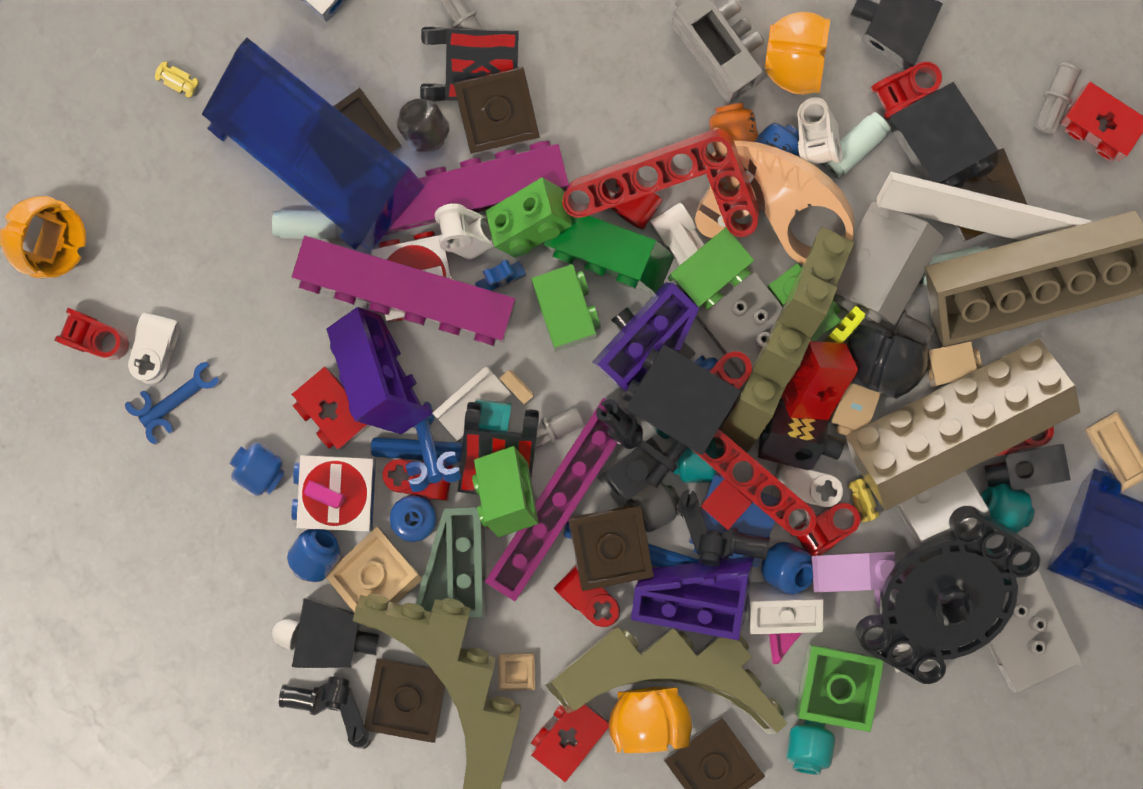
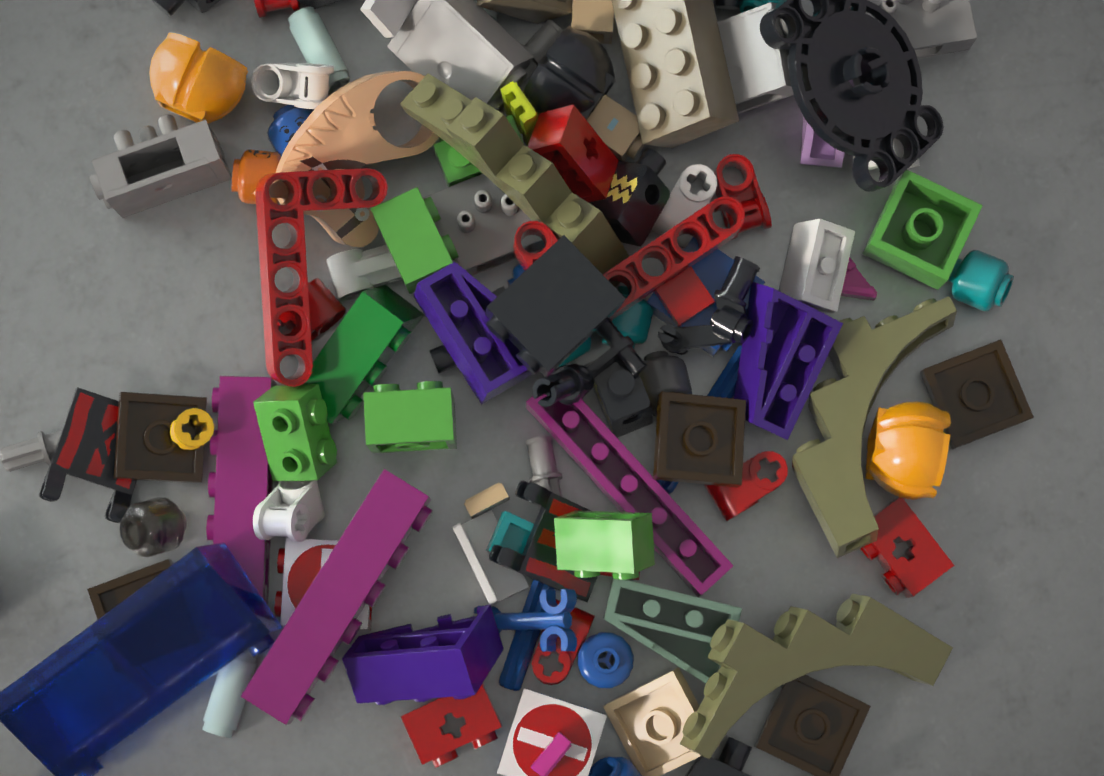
camera: 80 degrees left, 5 degrees down
(501, 275) = (351, 478): blue bar -> none
(502, 143) = (199, 418): none -> yellow bush
(516, 671) = (811, 589): tan tile -> none
(788, 568) = (775, 248): blue head -> none
(852, 571) = (797, 176): lavender slope -> none
(863, 500) = (716, 148): light yellow piece -> none

